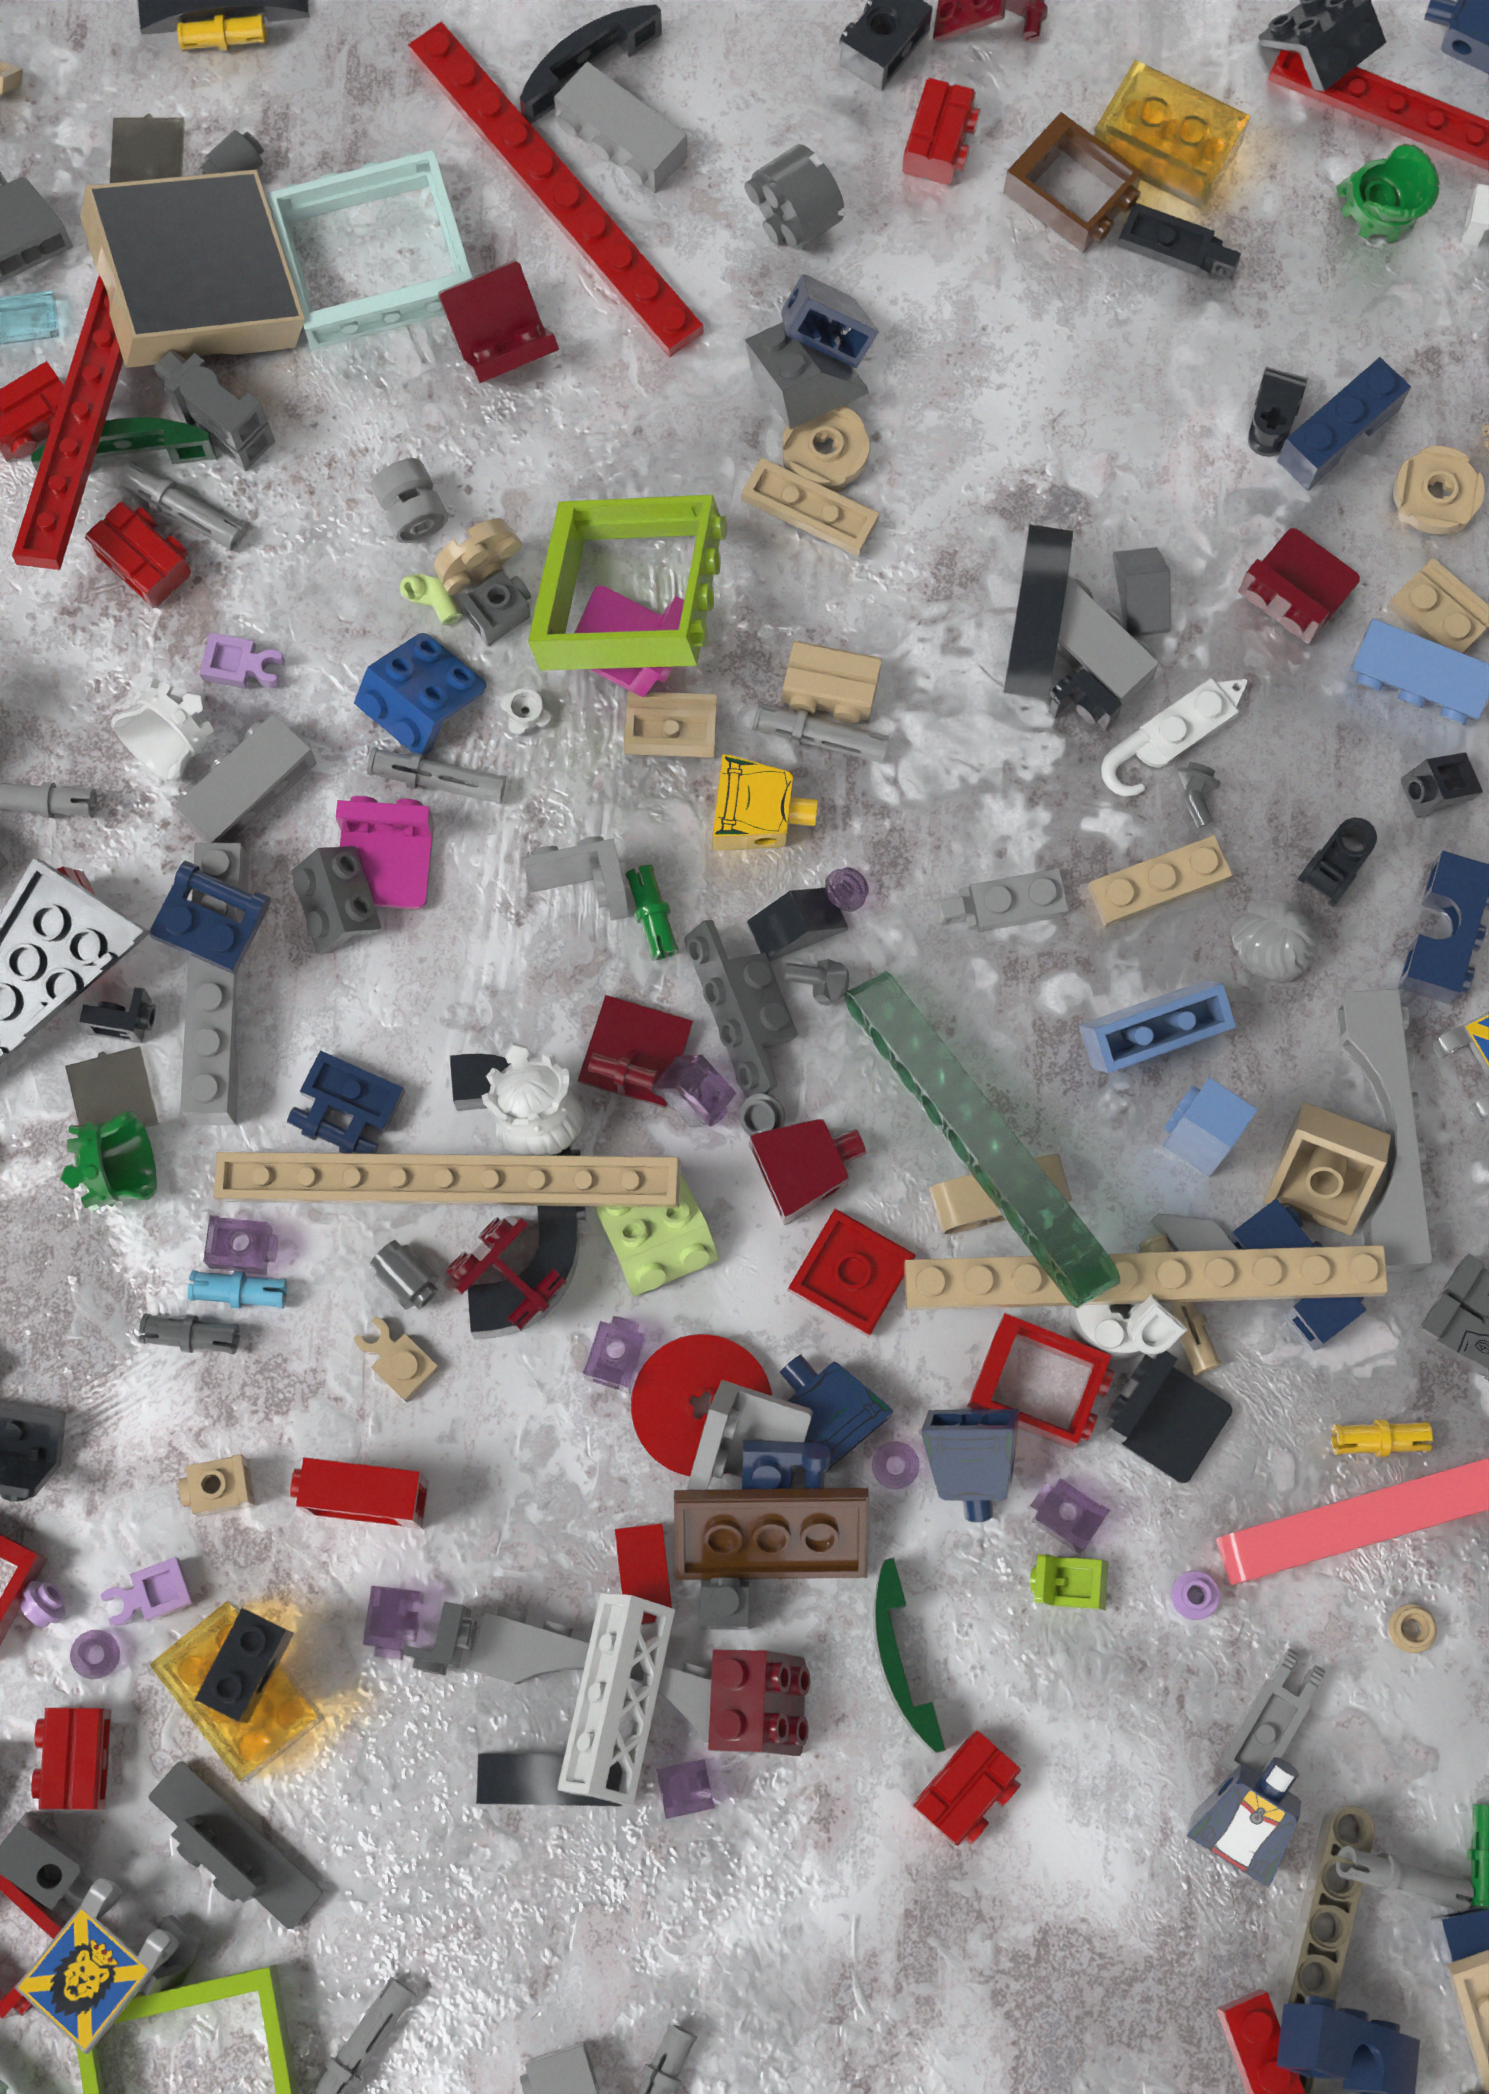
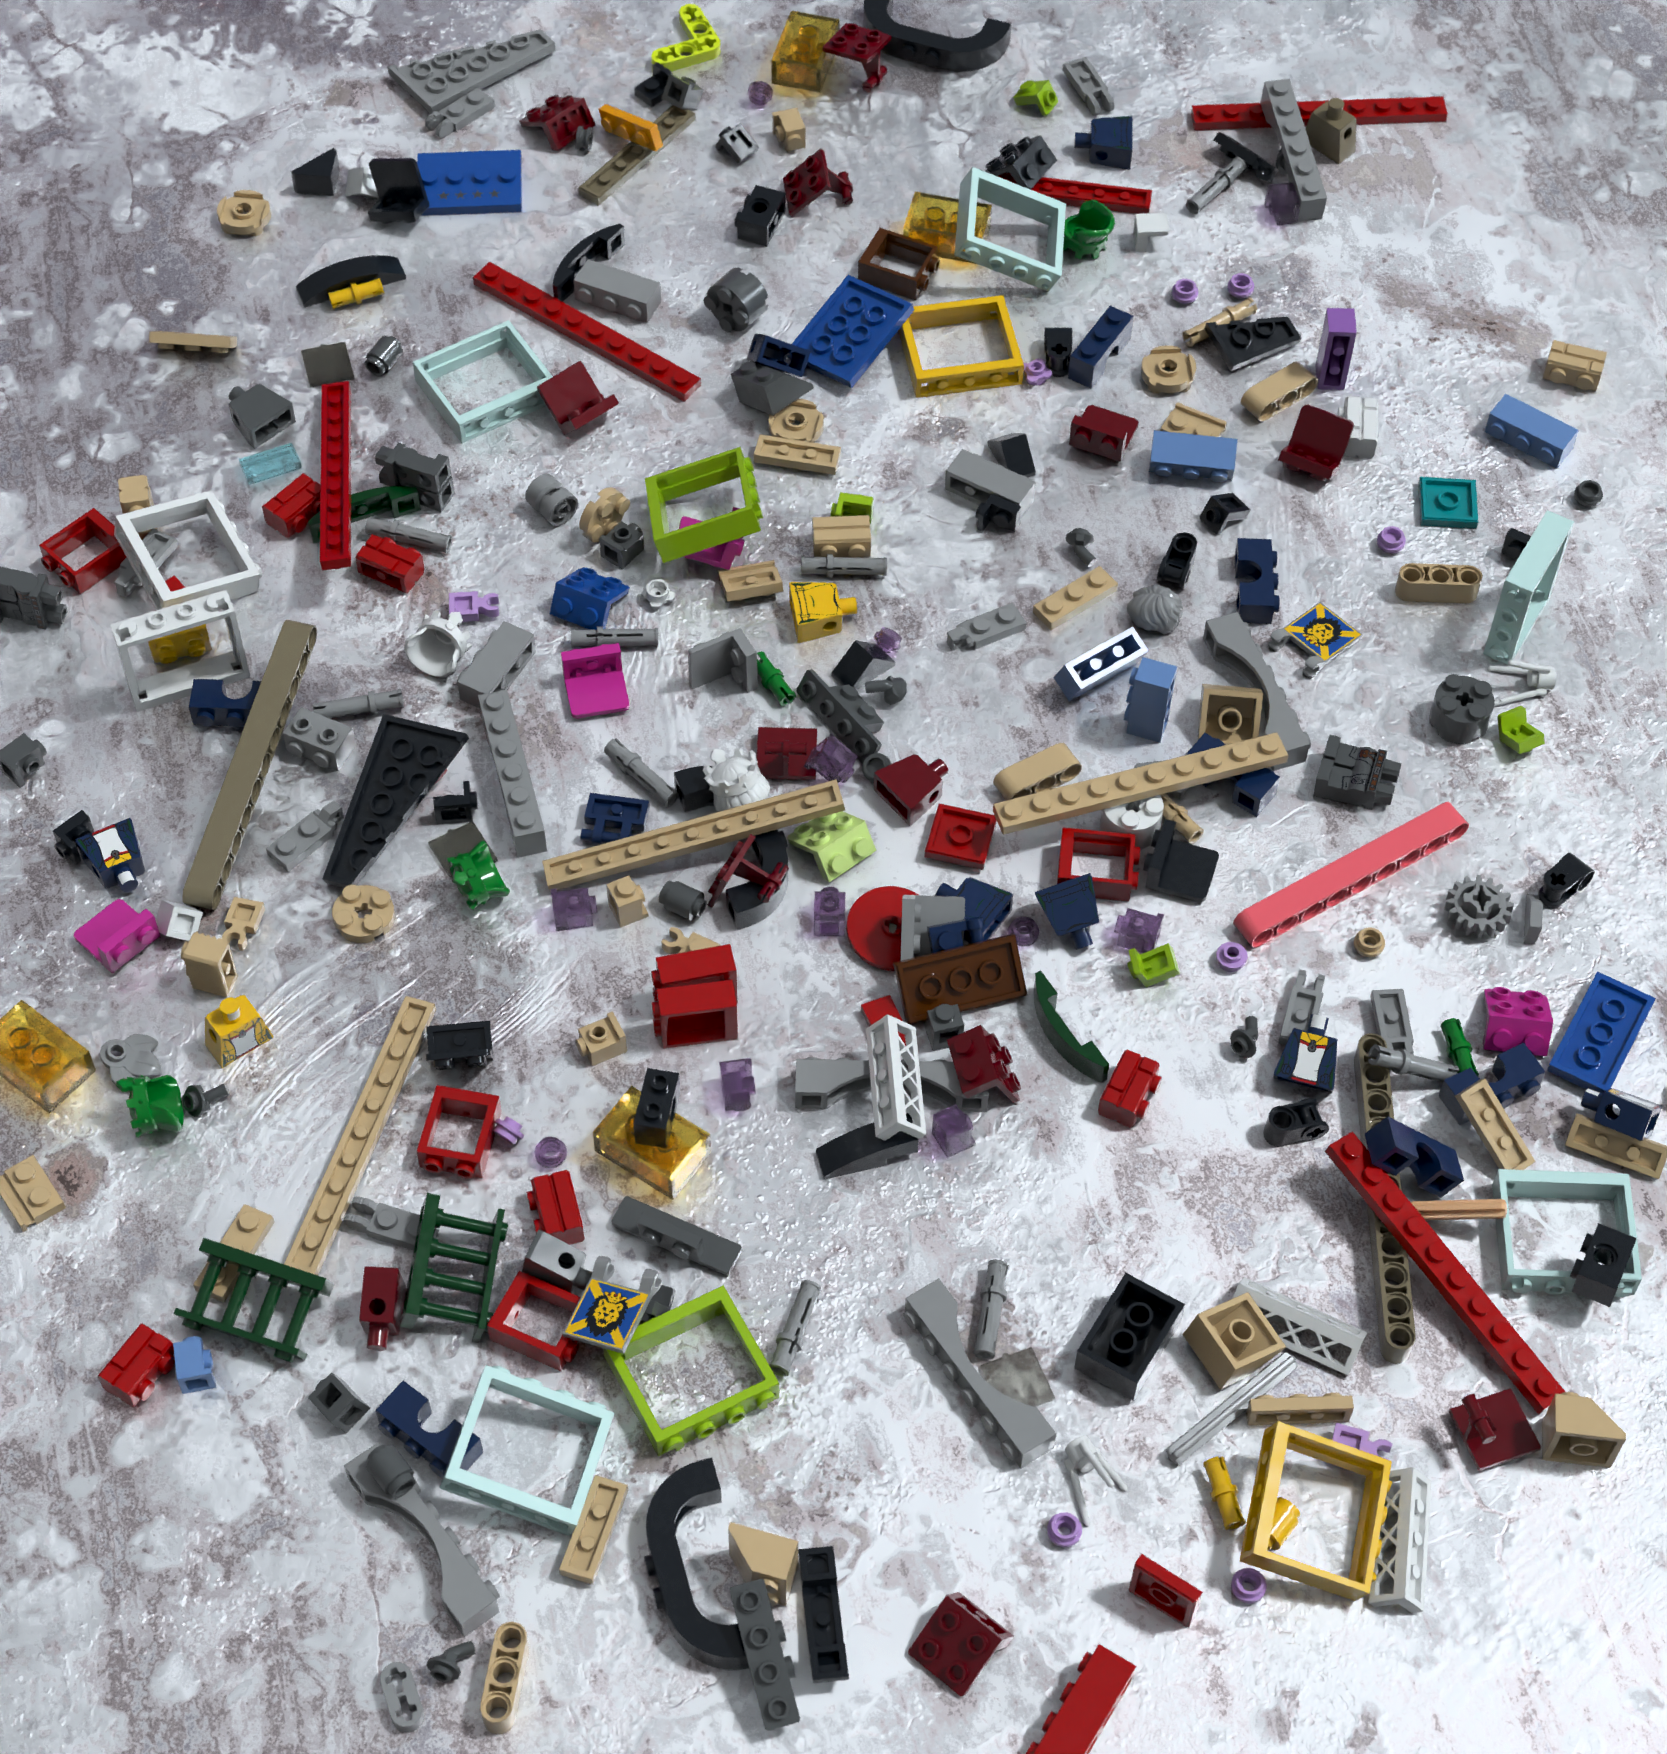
camera: 15 degrees left, 20 degrees down
(155, 1591) = (578, 1107): lavender plate -> none
(189, 1333) = (555, 963): dark grey pin -> none
(191, 266) = (379, 404): black tile -> none
(203, 931) = (498, 734): dark blue plate -> none
(237, 1289) = (578, 934): medium azure pin -> none
(321, 1257) = (626, 901): none -> tan brick
(334, 897) = (571, 712): dark grey bracket -> none
(376, 1433) = (694, 968): none -> red window
(399, 1013) = (632, 765): none -> light grey pin
(430, 592) = (580, 547): yellowish green arm -> none
(454, 1634) = (773, 1086): dark grey bracket -> none
(867, 630) = (853, 505): none -> lime bracket
(939, 132) = (809, 255): red brick -> none
(959, 297) = (852, 330): none -> blue plate
(982, 1140) = (1017, 734): clear green beam -> none
(1039, 611) = (955, 474): black slope -> none
(1117, 427) = (961, 377): none -> yellow window
(1154, 1327) = (1156, 805): white tile -> none
(1165, 1754) = (1244, 1041): none -> dark grey plate
(1175, 731) = (1057, 521): white plate -> none
(1177, 243) = (971, 281): black hinge -> none
(1206, 1916) = (1299, 1120): none -> black piece
(1228, 452) = (1036, 372): none -> lavender plate
(1297, 117) = (1021, 201): none -> light aqua window
(1381, 1438) = (1313, 847): yellow pin -> none
(1400, 1784) = (1392, 1018): none -> light grey hinge

